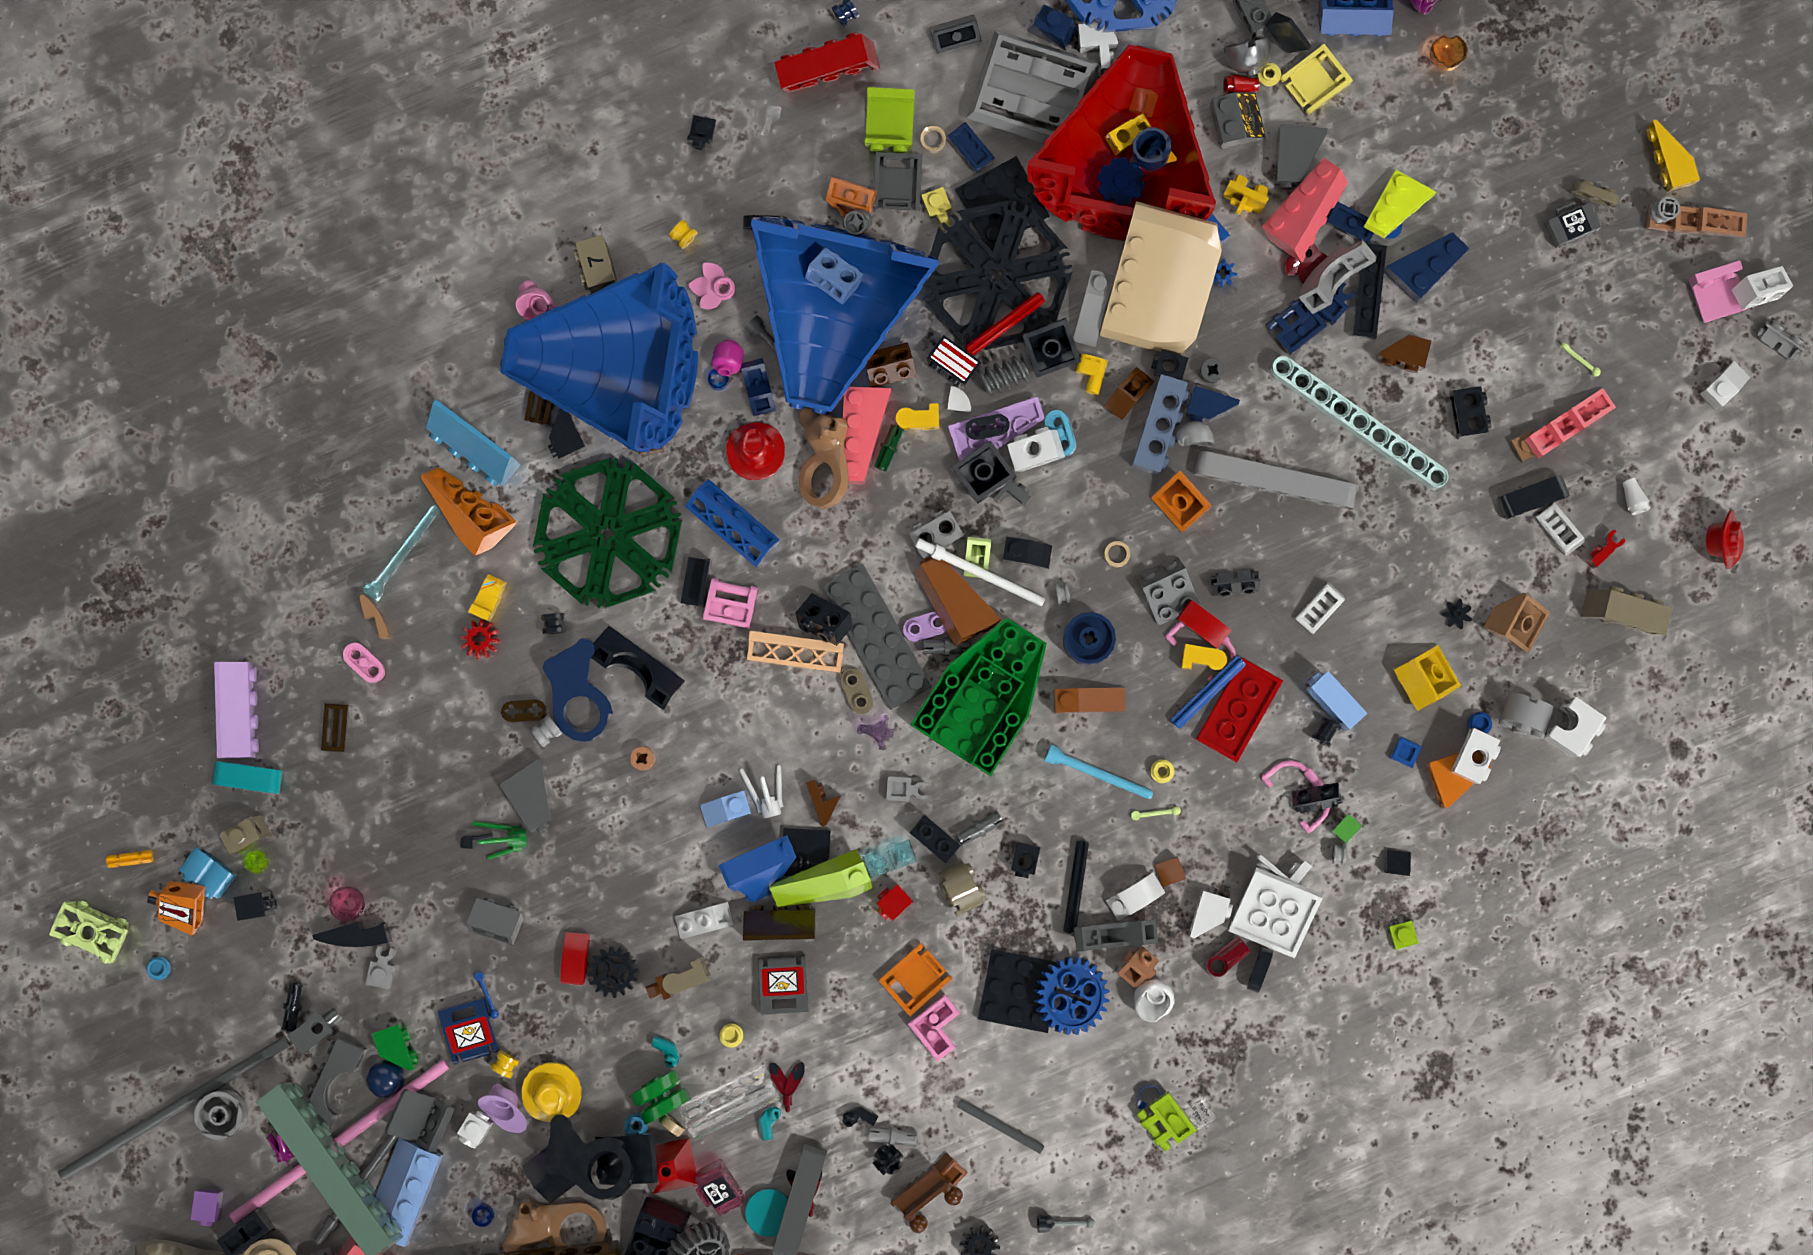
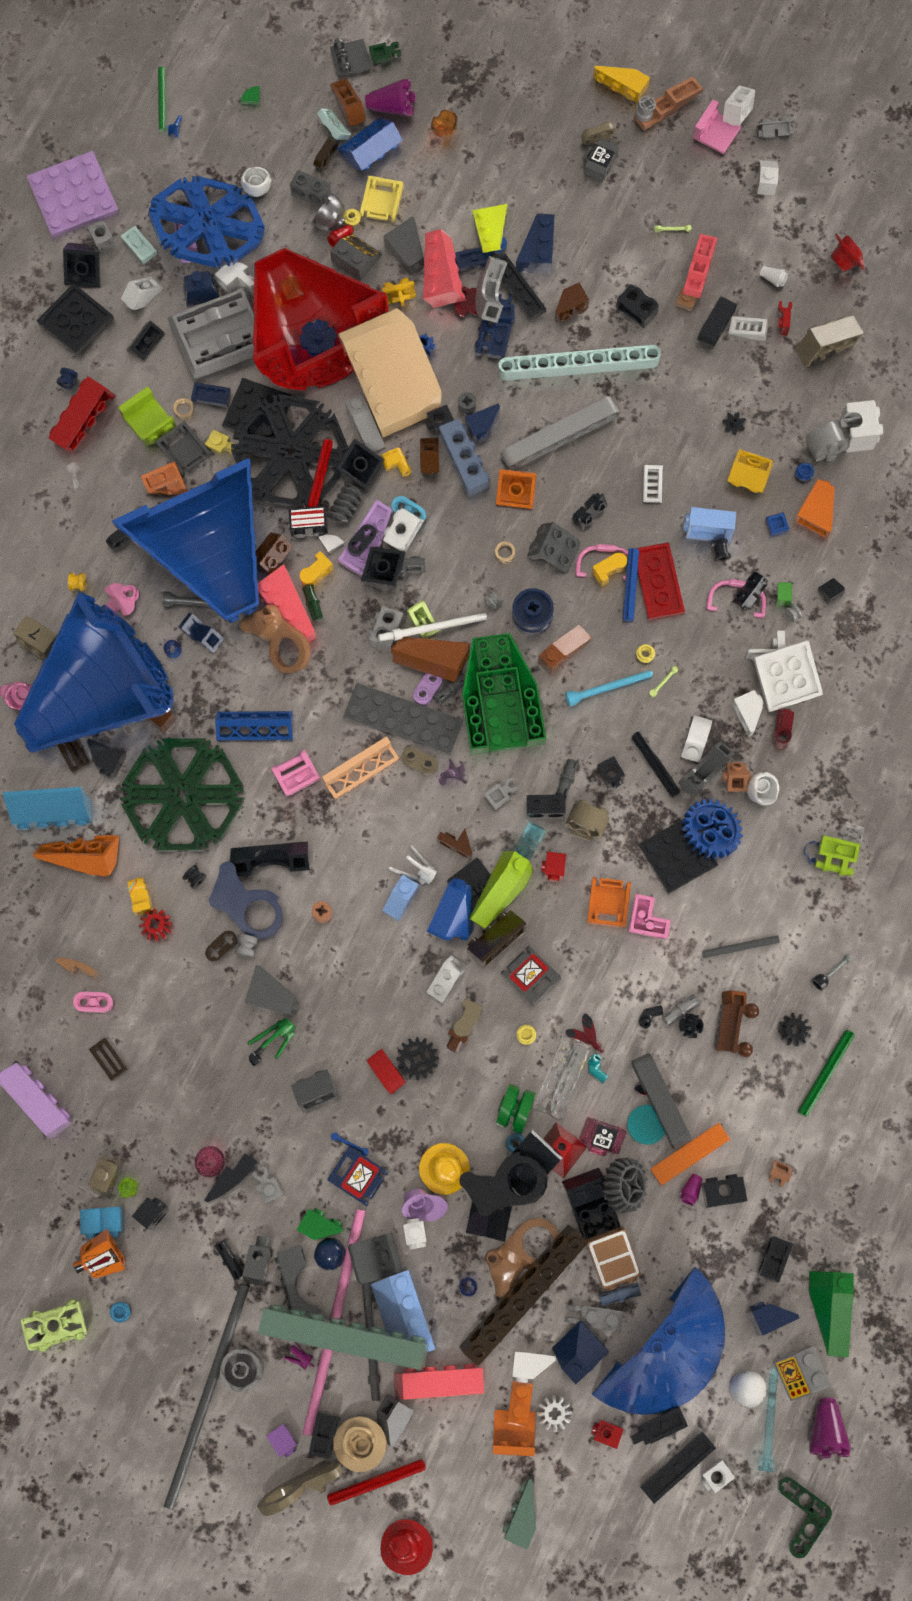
camera: 45 degrees left, 10 degrees down
(130, 858) = (42, 1257): light orange axle -> none
(247, 777) = (76, 1138): teal beam -> none
(376, 588) = (61, 950): clear light blue piece -> none
(504, 1064) = (399, 1176): yellow wheel -> none
(669, 1051) = (496, 1078): teal arm -> none
(671, 1125) = (538, 1122): tan piece -> none
(696, 581) = (263, 778): black panel -> none
(701, 132) = (38, 516): black bracket -> none
(727, 357) = (167, 629): dark pink head -> none
(755, 451) = (232, 671): red hat -> none
(819, 618) = (361, 731): black brick -> none
(838, 277) = (191, 527): medium blue brick -> none
(852, 221) = (175, 486): dark grey wheel -> none
(1027, 552) = (449, 595): black slope -> none
(1125, 134) = (298, 311): yellow leg -> none
(1152, 149) = (320, 304): dark blue piece -> none
(1170, 871) = (703, 706): dark orange slope -> none
(1195, 433) = (488, 445): light grey hair -> none
(1204, 624) = (593, 545): red slope -> none
(1260, 969) = (809, 718): black beam -> none
(1287, 33) = (342, 183): black slope -> none
(1403, 935) = (873, 628): lime plate -> none
(1465, 766) = (820, 496): white brick -> none
(1517, 621) = (772, 396): medium nougat slope -> none

